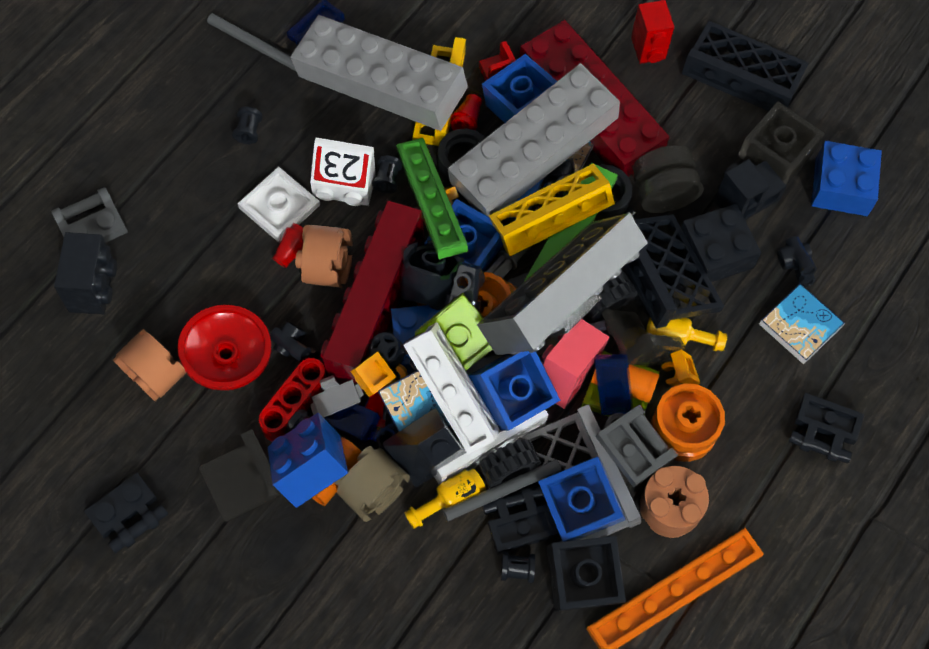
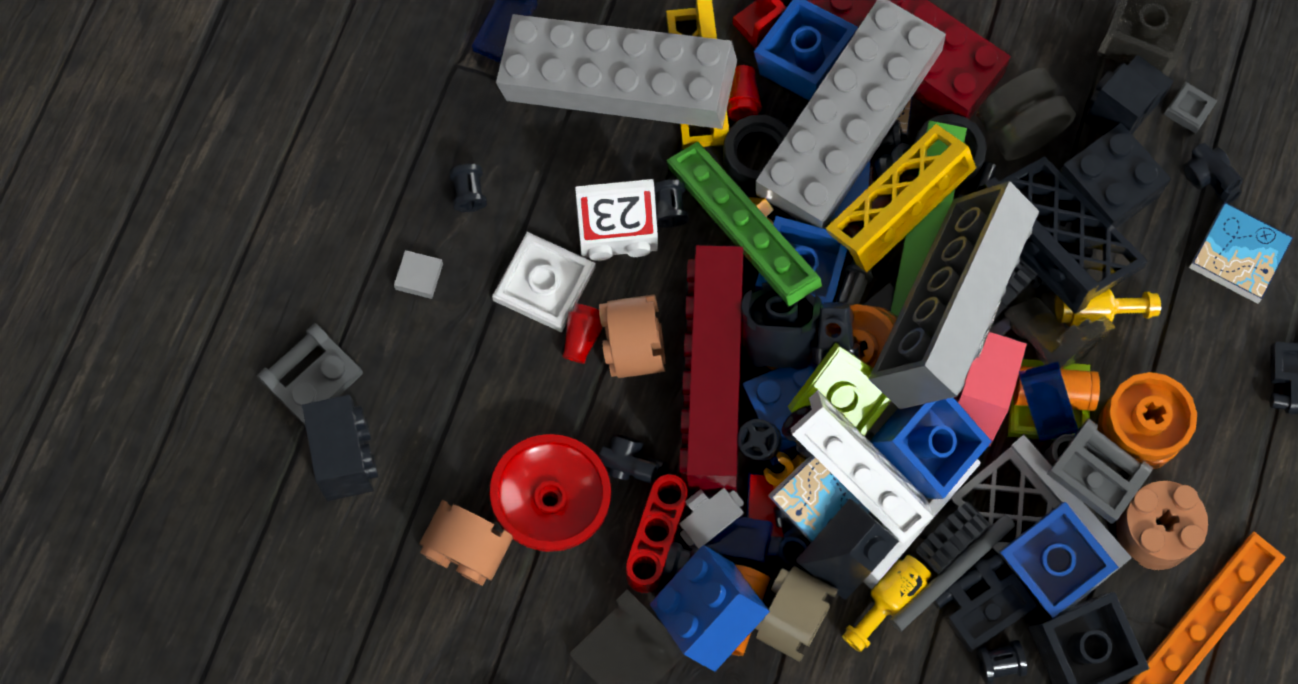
camera: 15 degrees left, 5 degrees up
(191, 175) = (418, 274): none -> light grey tile
(251, 40) = (430, 69): dark grey bar -> none
(373, 374) = (757, 478): light orange tile -> none
(684, 369) = (1121, 355): light orange tile -> none
(796, 211) = (1190, 107): none -> dark grey tile
(846, 178) = (1240, 48): blue brick -> none

